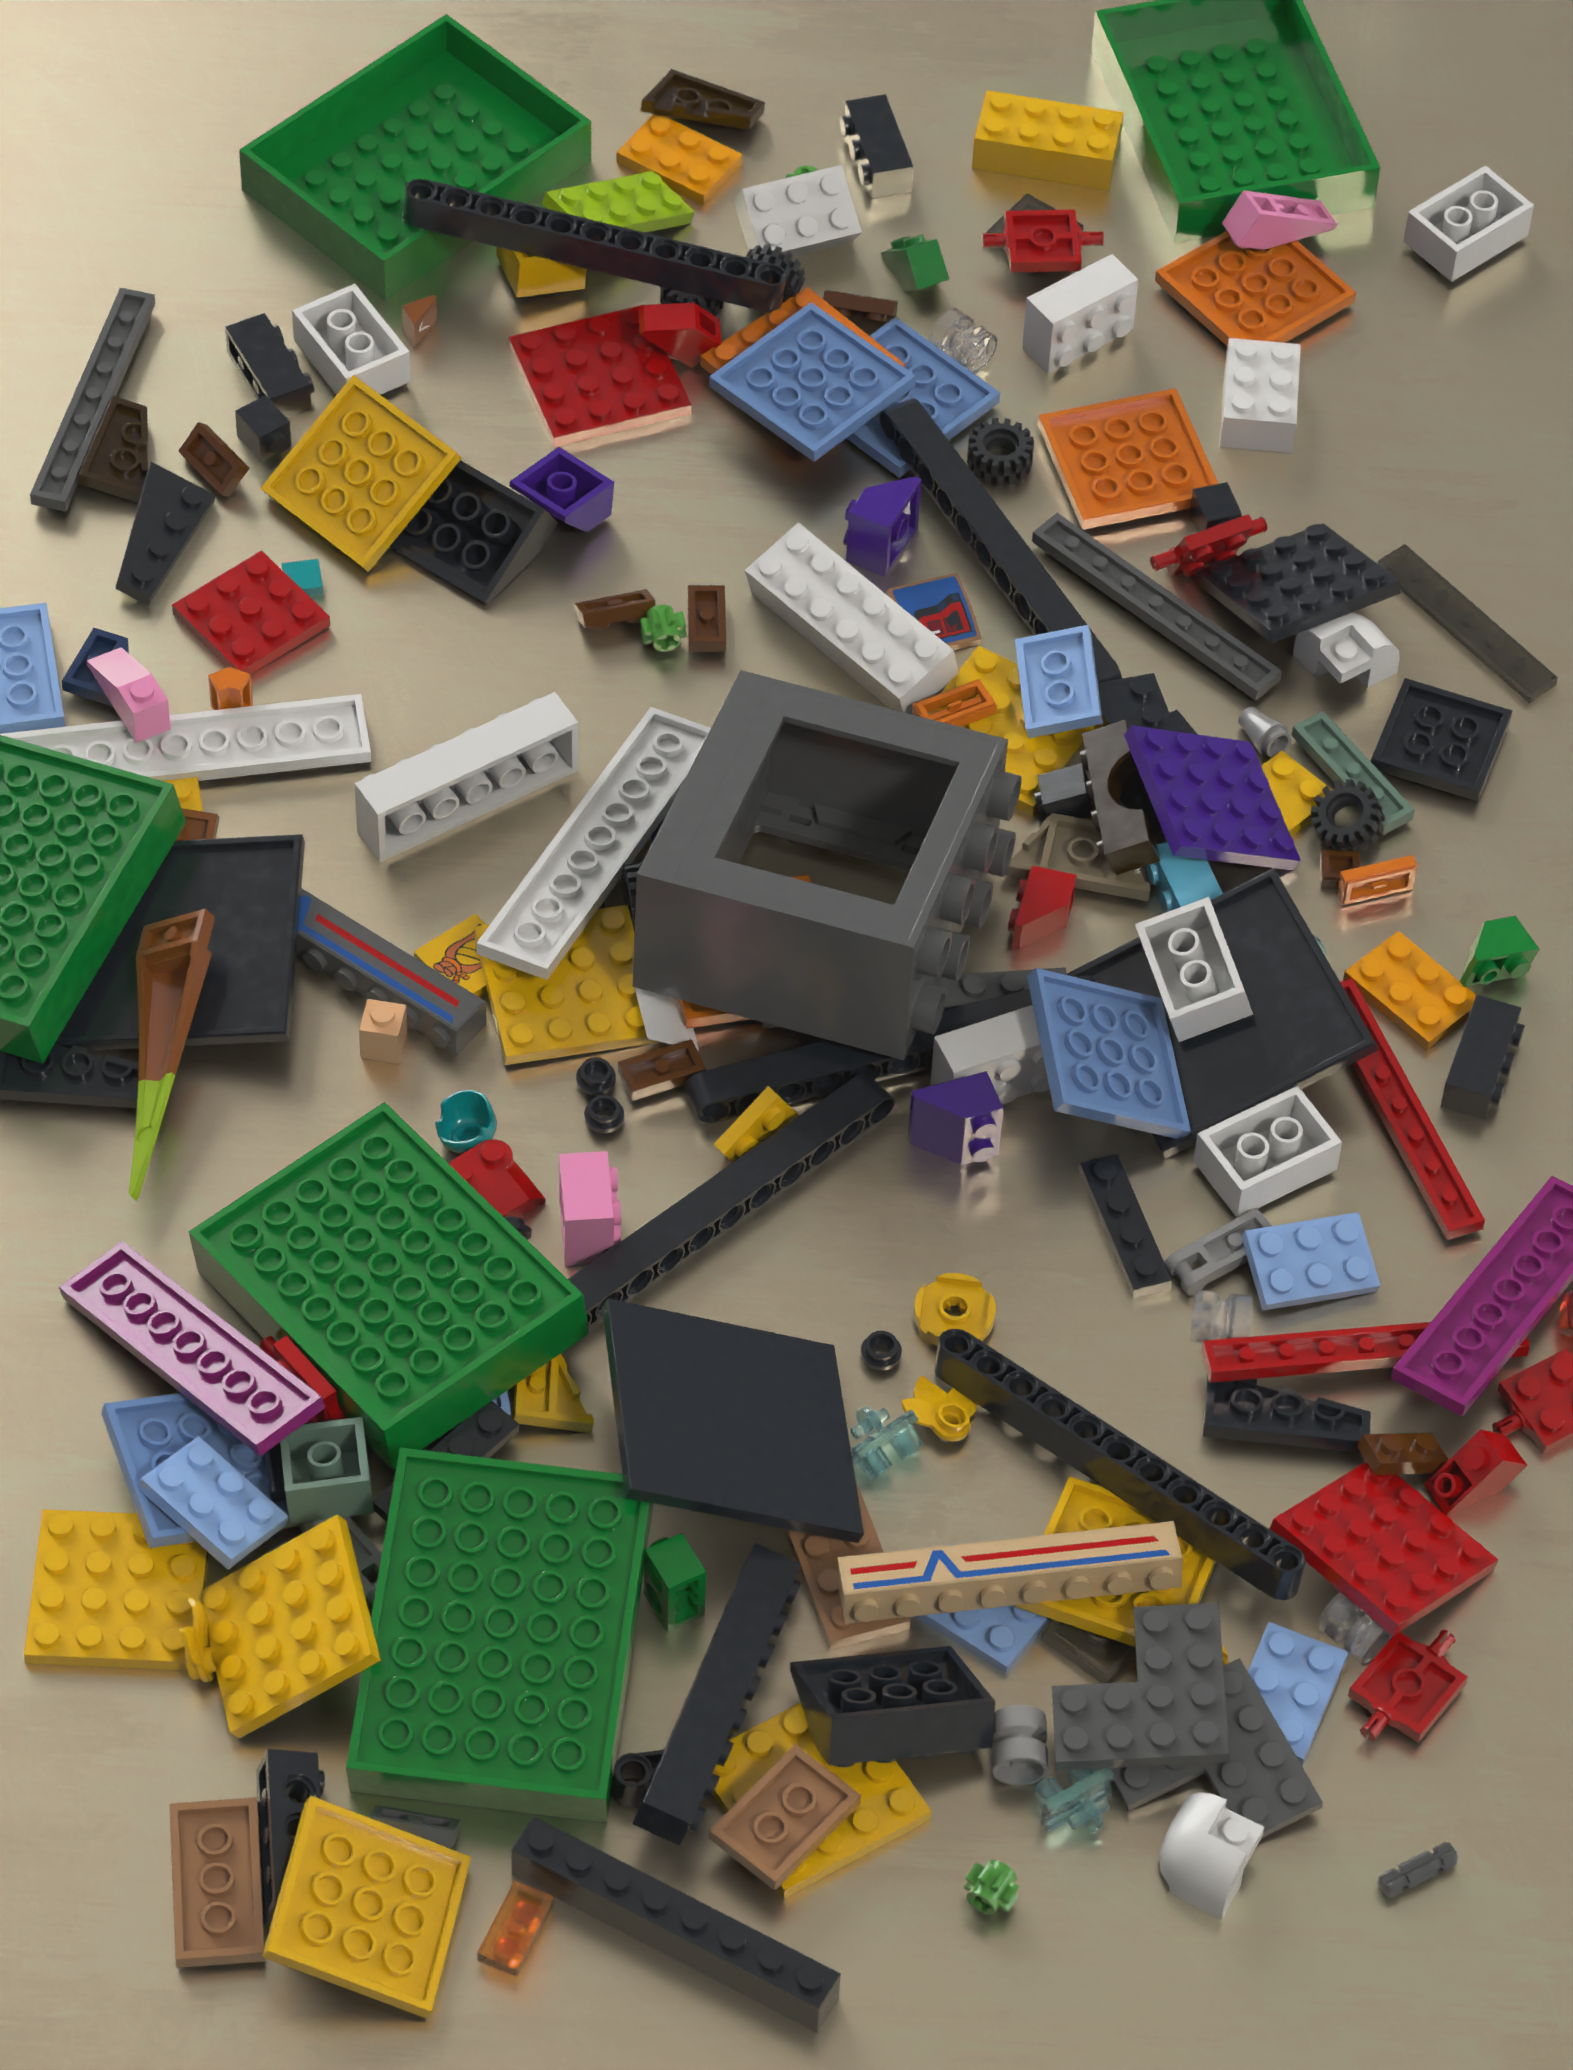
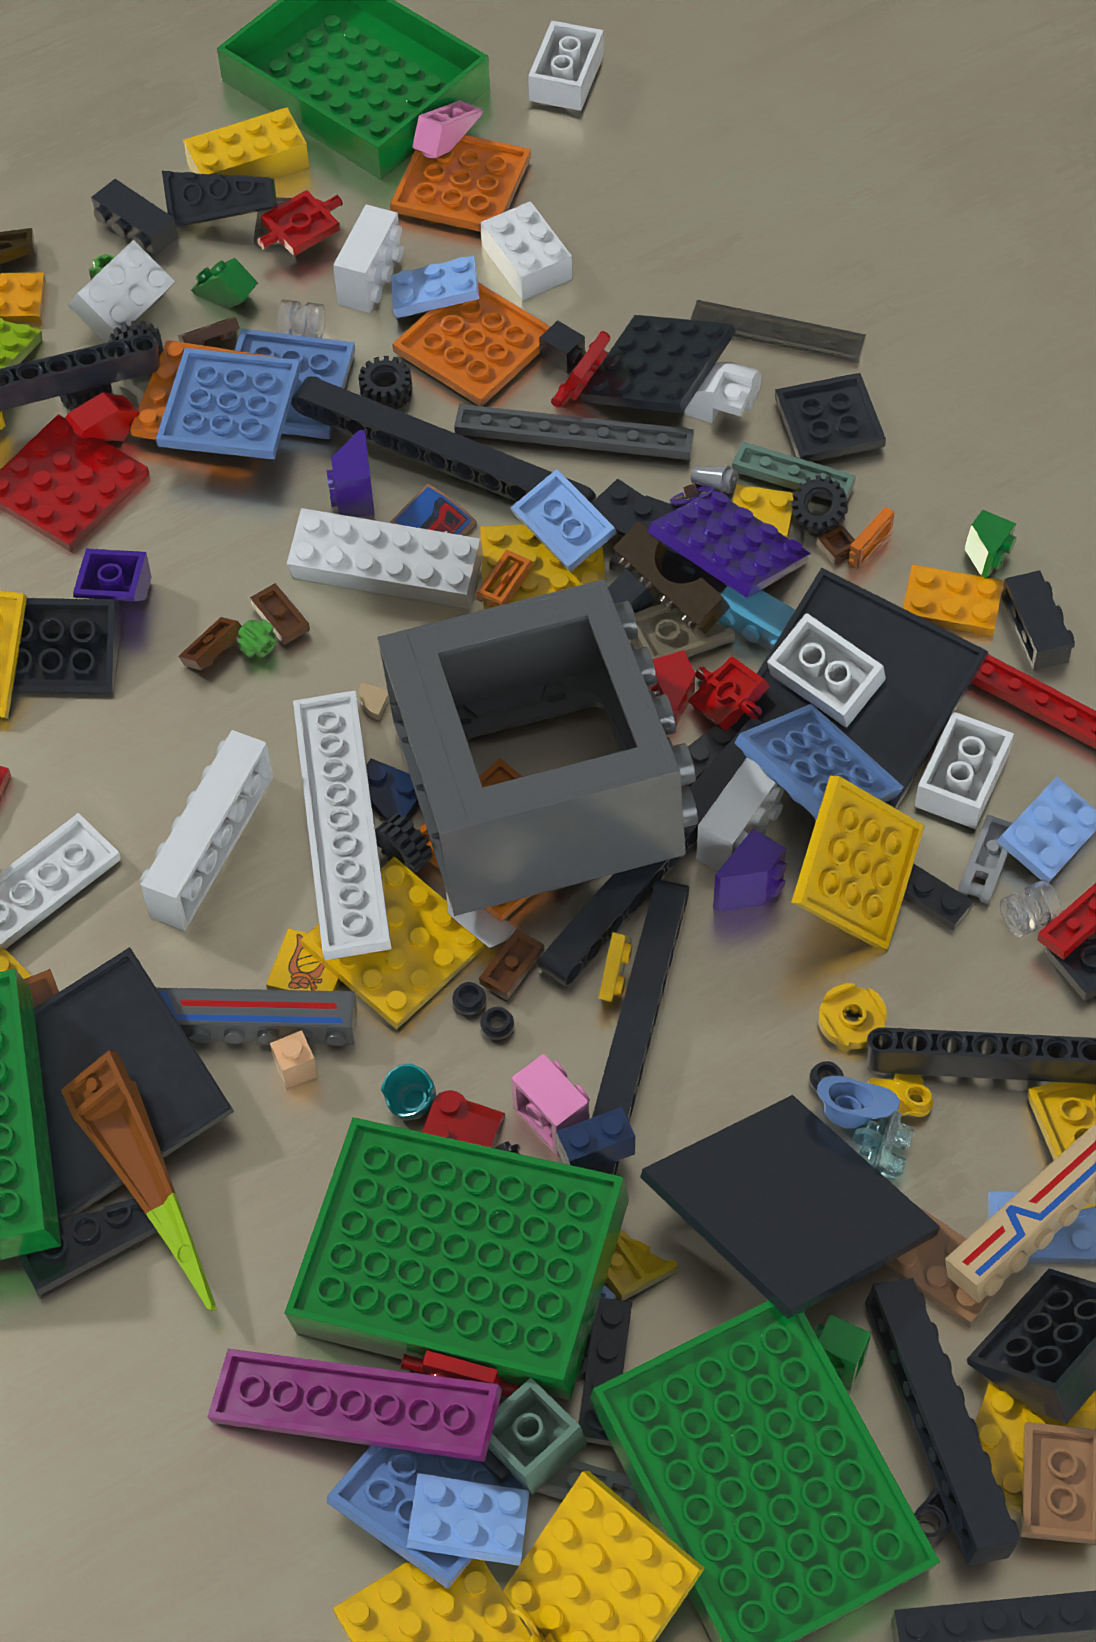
camera: 30 degrees left, 5 degrees up
(597, 1260) = (597, 1140): none -> dark blue brick
(882, 1381) = (855, 1103): none -> medium blue piece
(971, 166) = (209, 197): none -> black wing
(1063, 1162) = (858, 863): none -> yellow plate
(1087, 942) = (728, 693): none -> red plate
(1131, 380) = (435, 286): none -> light blue plate
(1223, 730) = (691, 493): none -> piece

